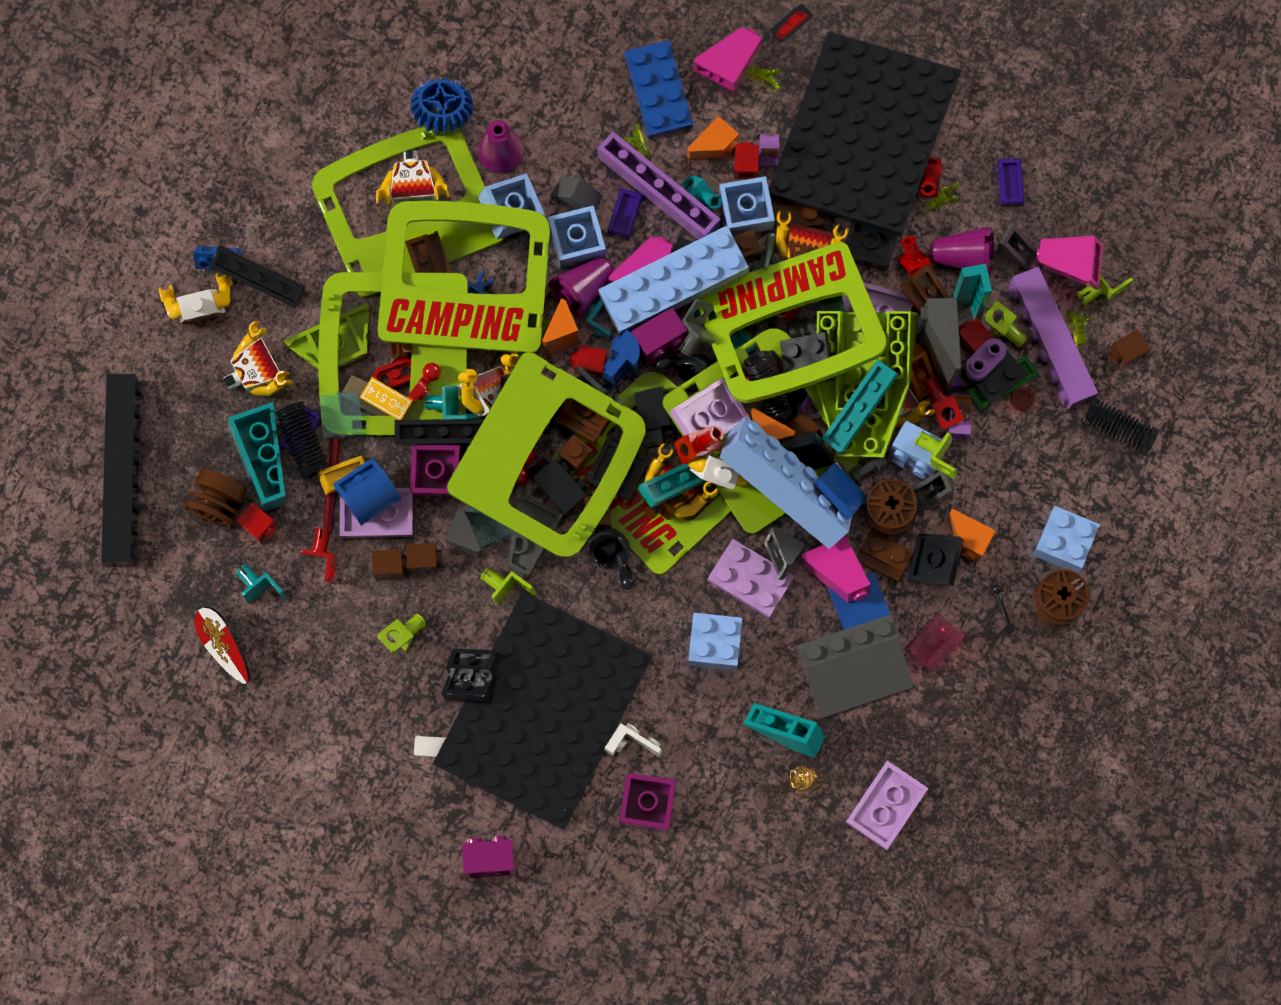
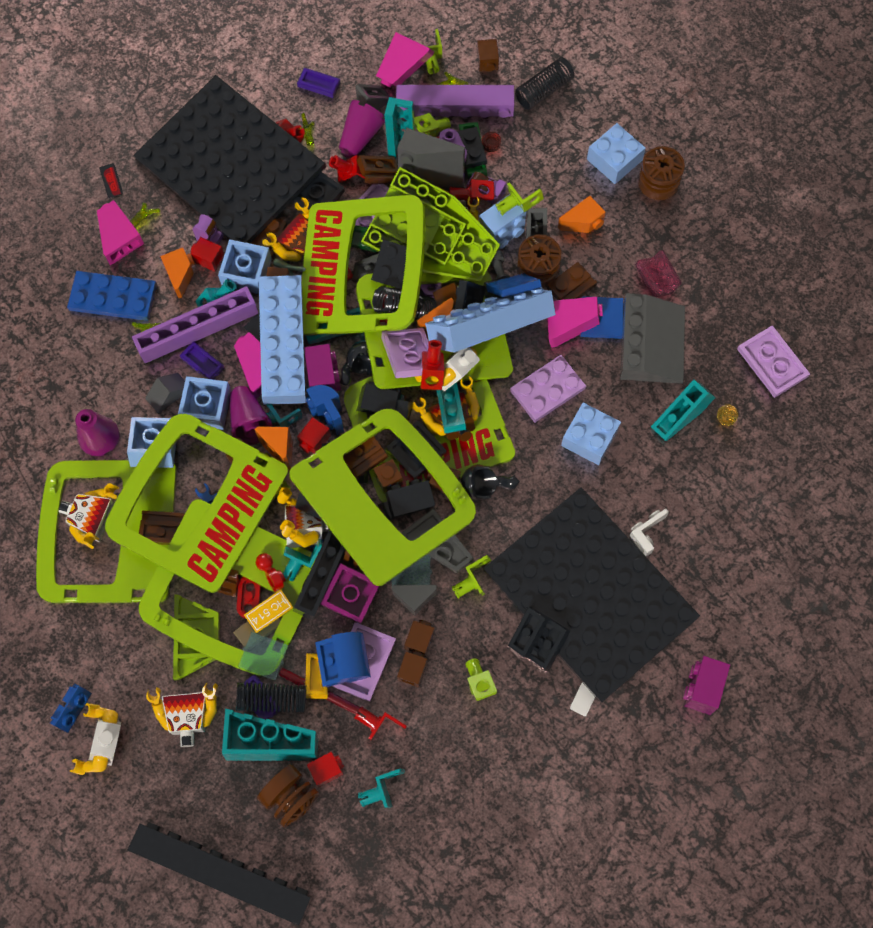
camera: 65 degrees left, 5 degrees down
(222, 642) = (420, 843): shield -> none
(257, 276) = (104, 678): black tile -> none
(453, 98) = (35, 464): blue gear -> none
(598, 384) = (329, 438): clear light blue piece -> none
(647, 802) = (705, 538): magenta brick -> none
(696, 328) = (334, 338): dark grey bracket -> none
(783, 551) = (539, 353): dark grey slope -> none
(860, 406) = (454, 239): teal plate -> none
(935, 559) = (593, 246): black plate -> none
(1009, 628) = (665, 221): black hinge -> none

